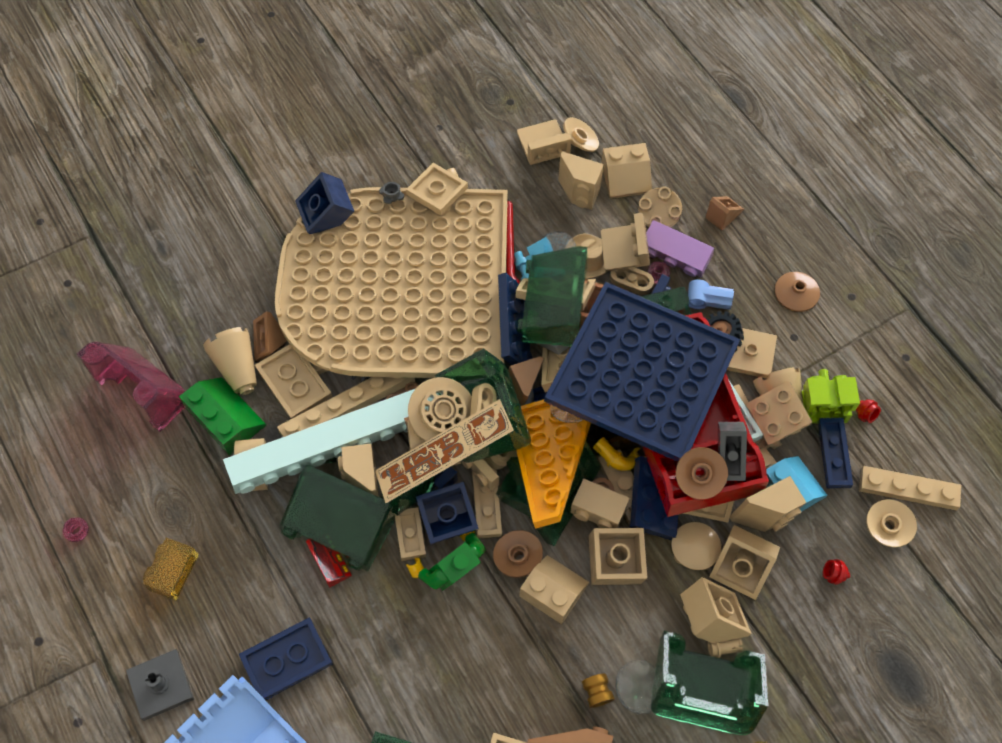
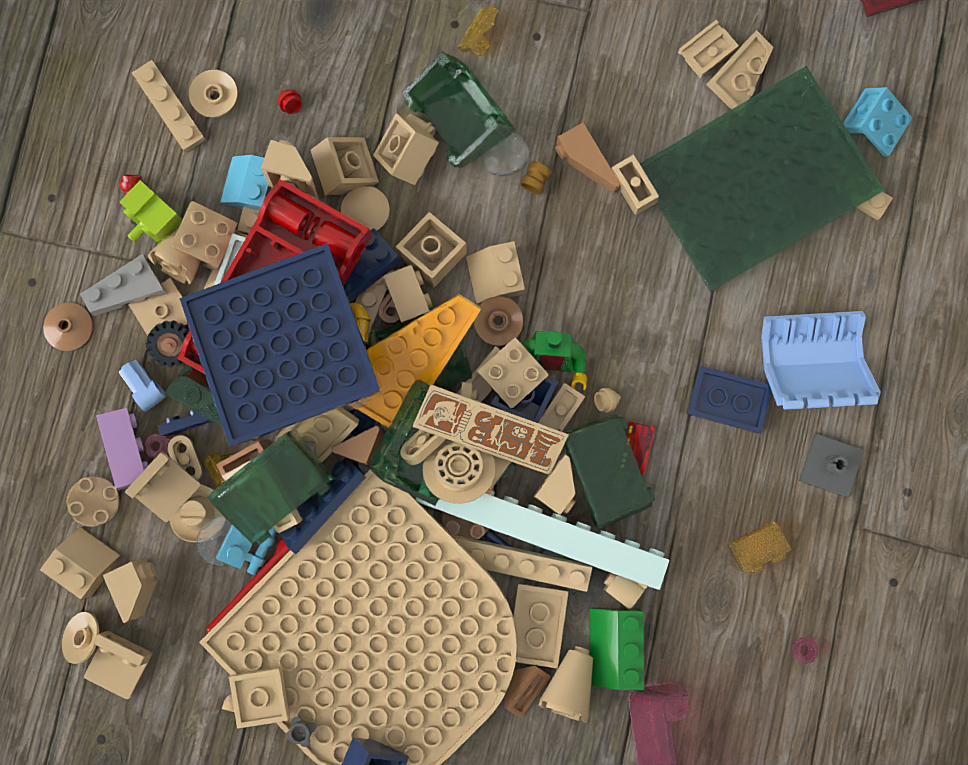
camera: 135 degrees left, 20 degrees up
(382, 573) = (606, 400): none -> tan plate
(470, 516) = (512, 373): none -> tan bracket
(710, 482) = (328, 216): medium nougat dish -> none
(722, 211) = (44, 448): medium nougat slope -> none
(733, 447) = (283, 220): dark grey slope -> none
(792, 342) = (125, 285): none -> light grey wing
(835, 453) = (192, 177): dark blue plate -> none

